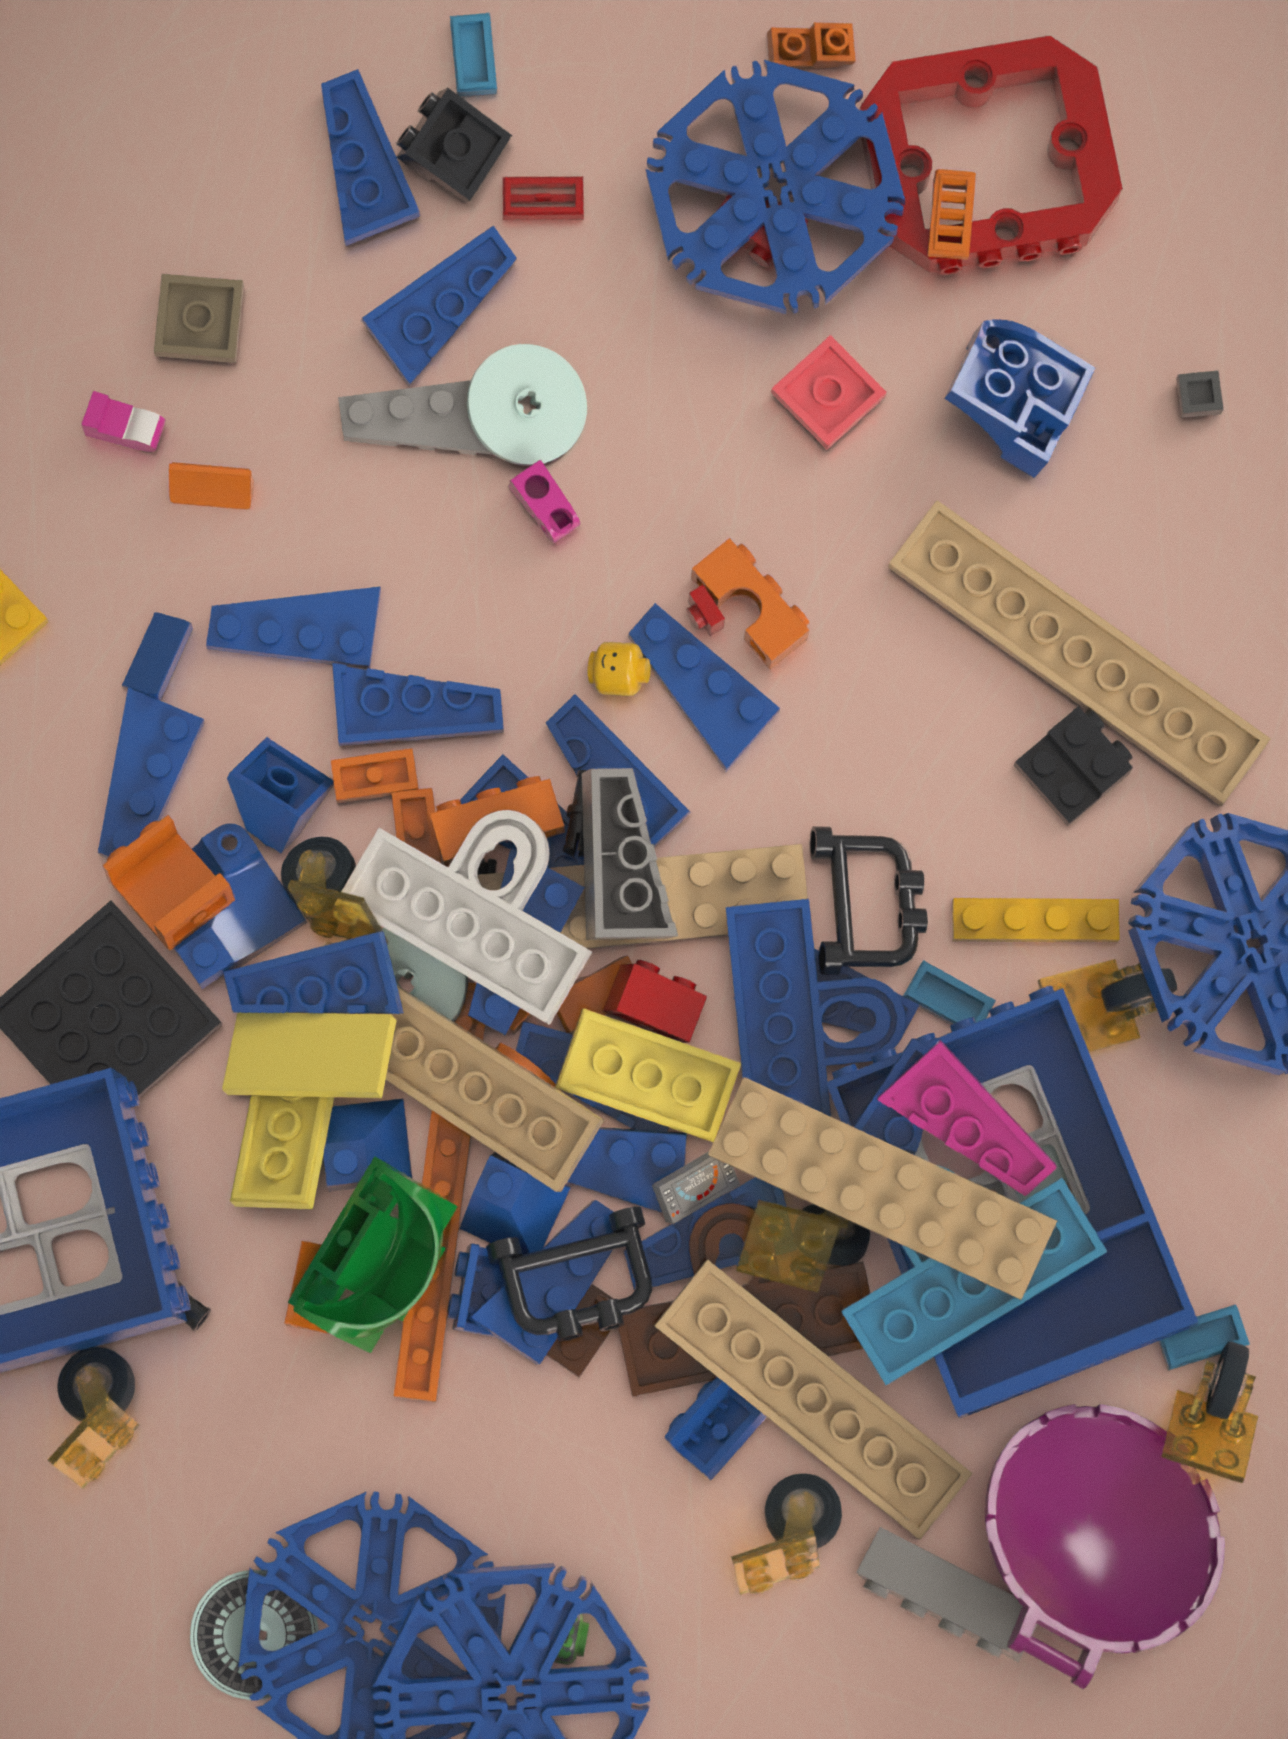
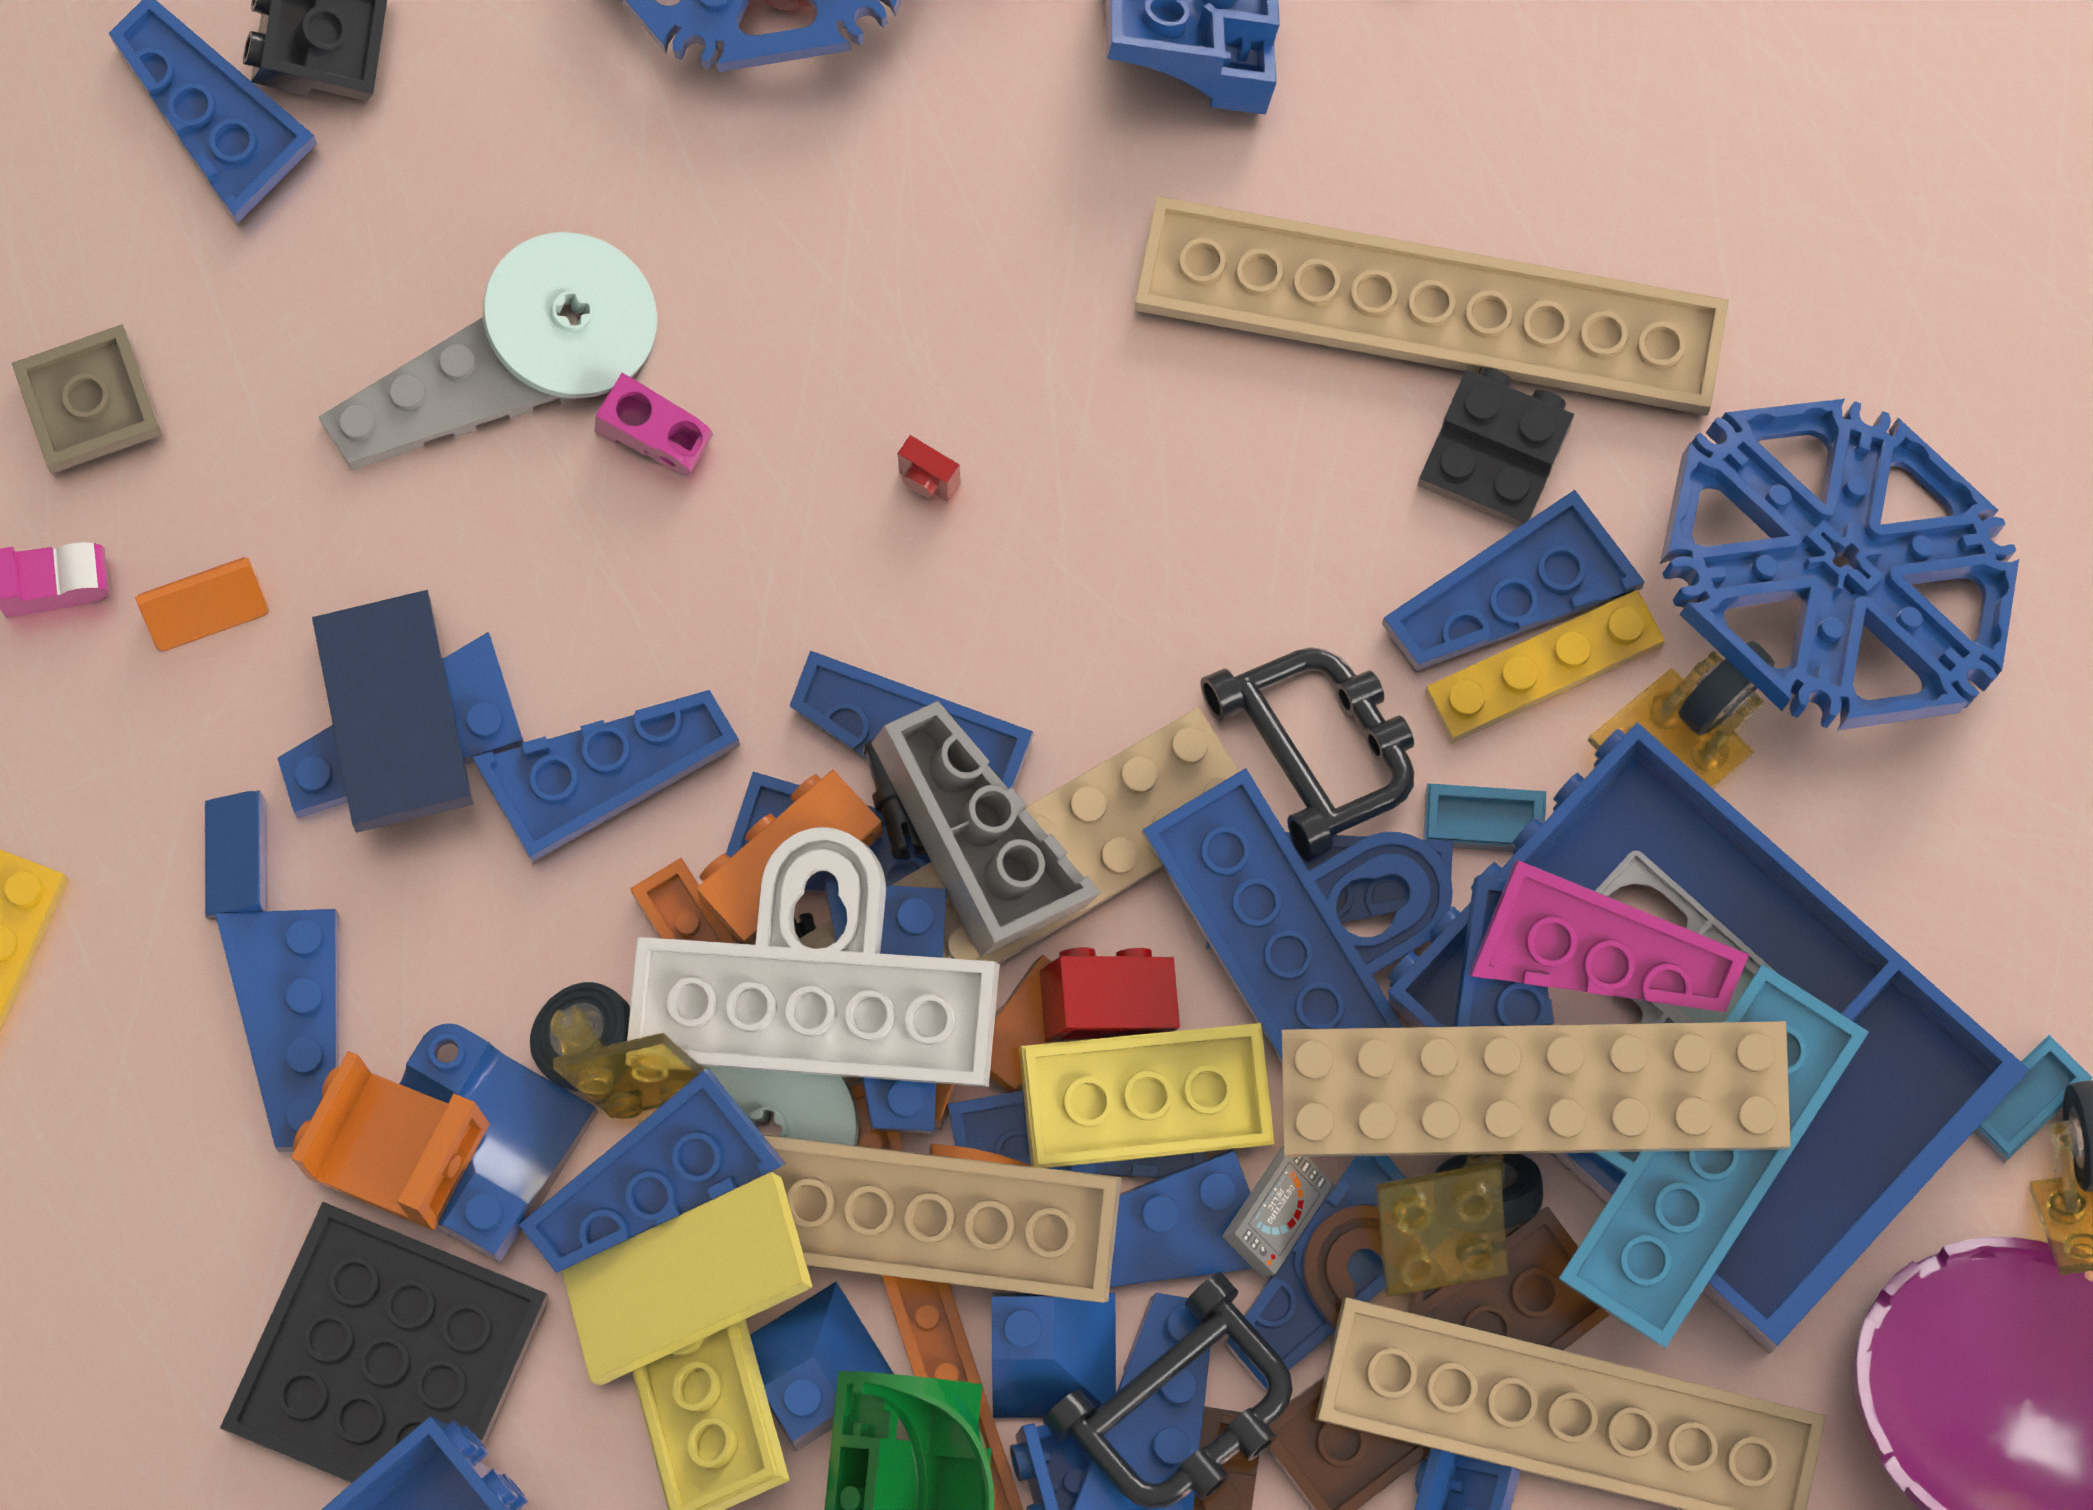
camera: 20 degrees left, 5 degrees down
(277, 793) = (479, 960): blue slope -> none
(295, 610) = (392, 711): none -> dark blue tile
(374, 775) = (596, 877): orange plate -> none
(431, 309) = (389, 247): blue wing -> none
(543, 213) = (474, 68): red tile -> none
(618, 669) = (851, 594): yellow head -> none
(708, 690) = (987, 571): blue wing -> none
(731, 574) = (941, 406): orange arch -> none
(828, 392) = (951, 126): coral plate -> none
(1047, 859) = (1523, 581): none -> blue wing

